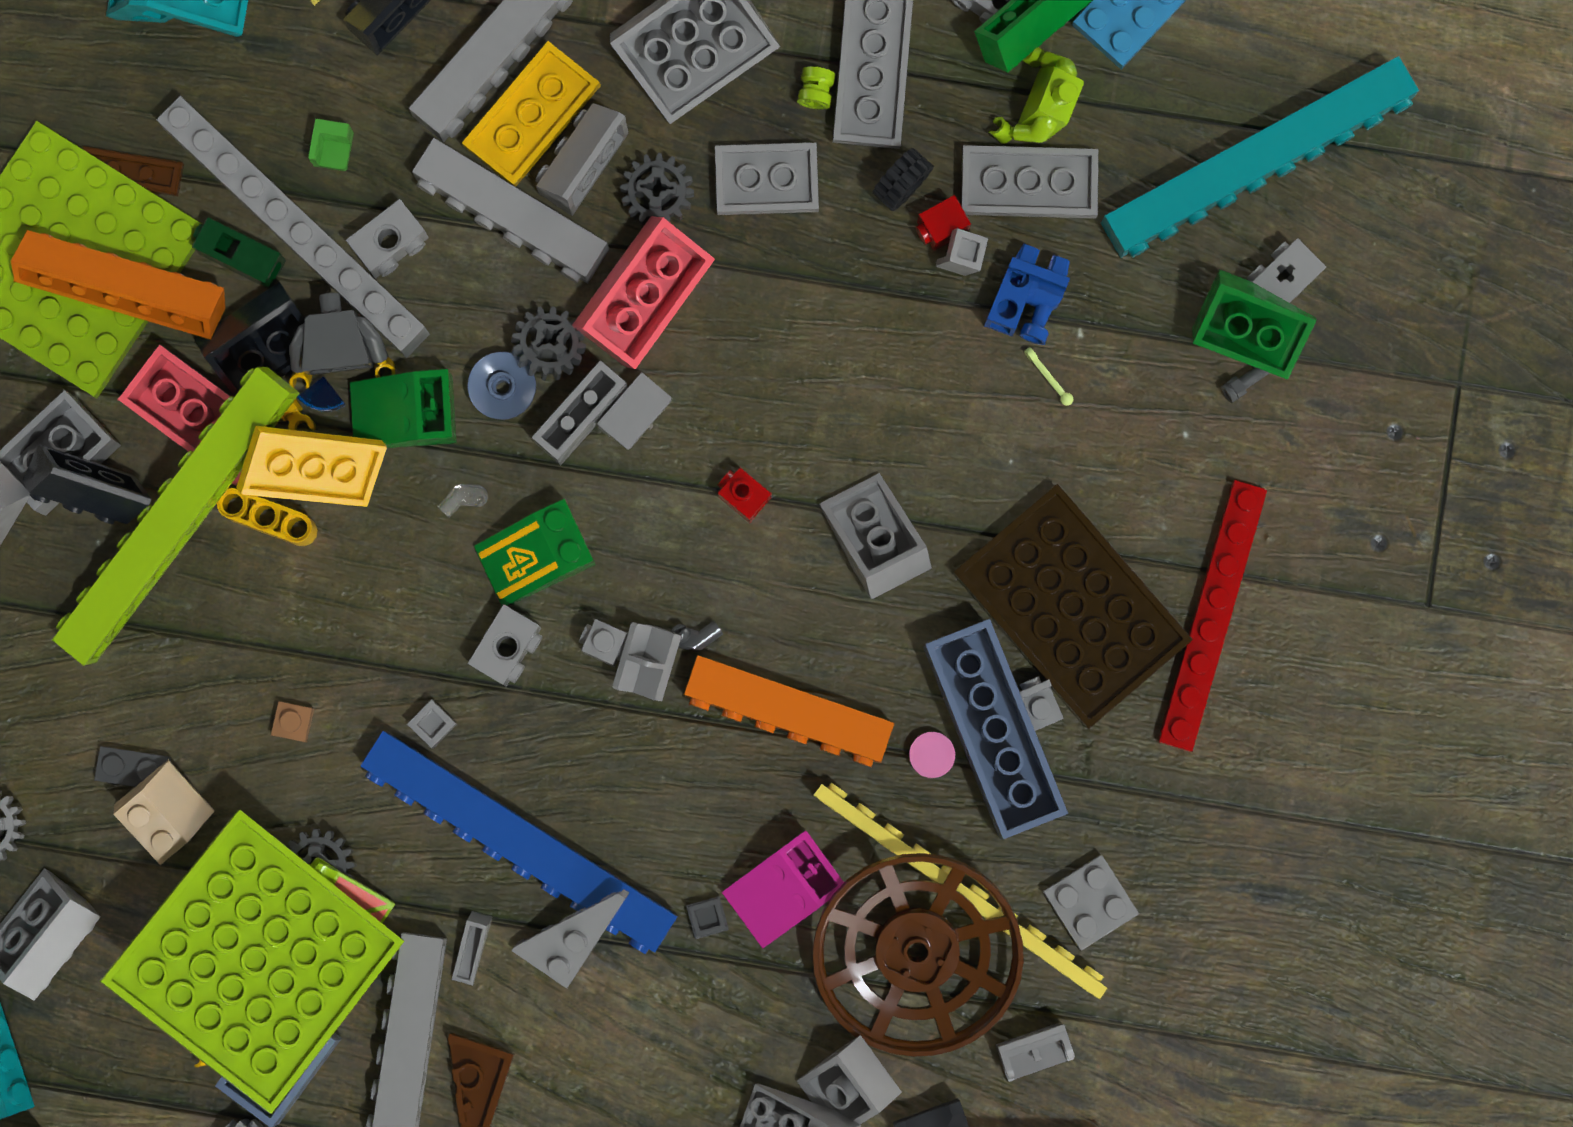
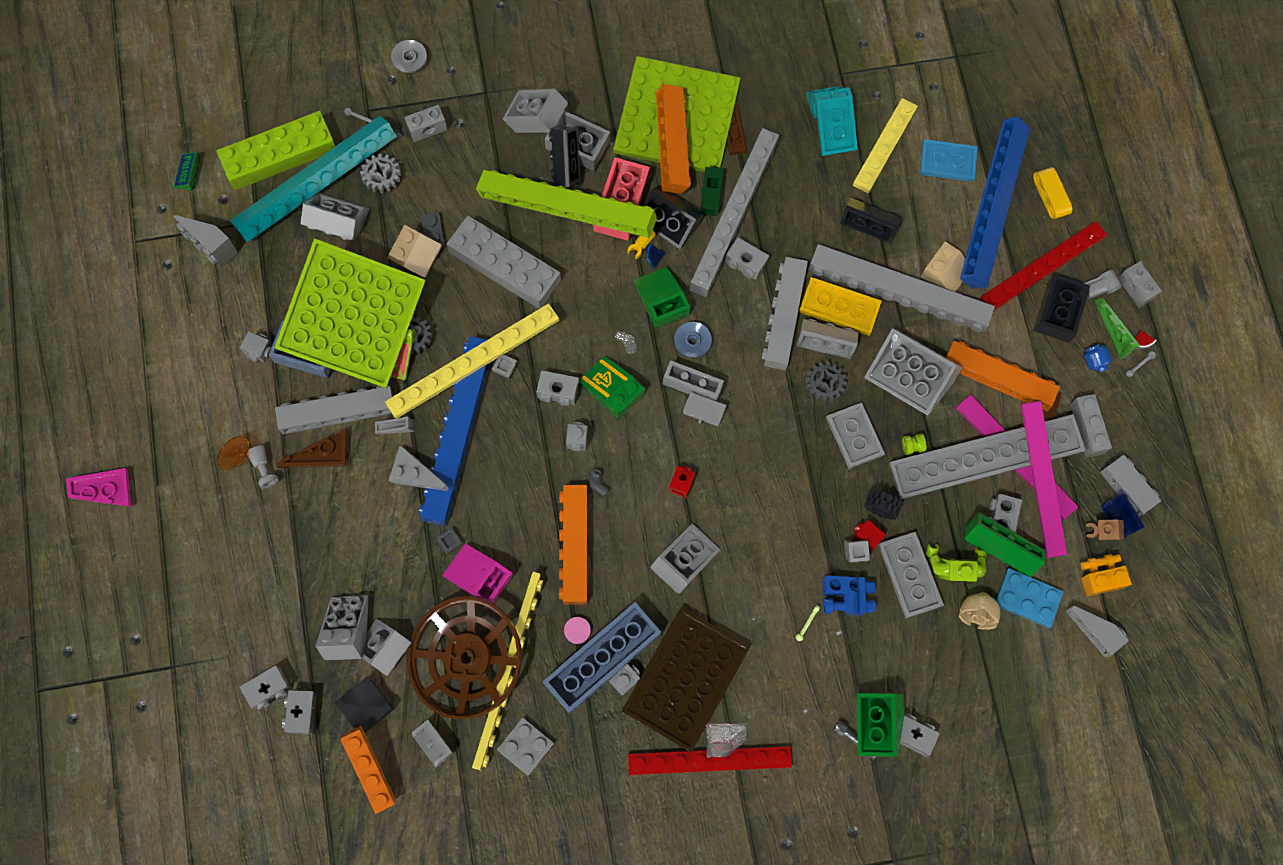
camera: 70 degrees right, 10 degrees down
(240, 662) = (504, 262): none -> light grey brick
(281, 526) = (582, 258): yellow beam -> none
(292, 722) = (482, 298): medium nougat plate -> none
(311, 466) = (614, 257): yellow plate -> none
(331, 145) = (784, 215): bright green panel -> none
(335, 343) = (683, 250): dark grey torso -> none
(409, 776) = (472, 361): none -> light yellow plate
(548, 358) = (731, 357): dark grey gear -> none
(643, 292) = (769, 391): coral brick -> none
(646, 661) = (574, 460): light grey panel -> none
(1126, 93) = (980, 609): none -> tan cylinder
(1189, 580) = (724, 738): none -> clear slope
(1260, 157) = (978, 698): teal brick -> none

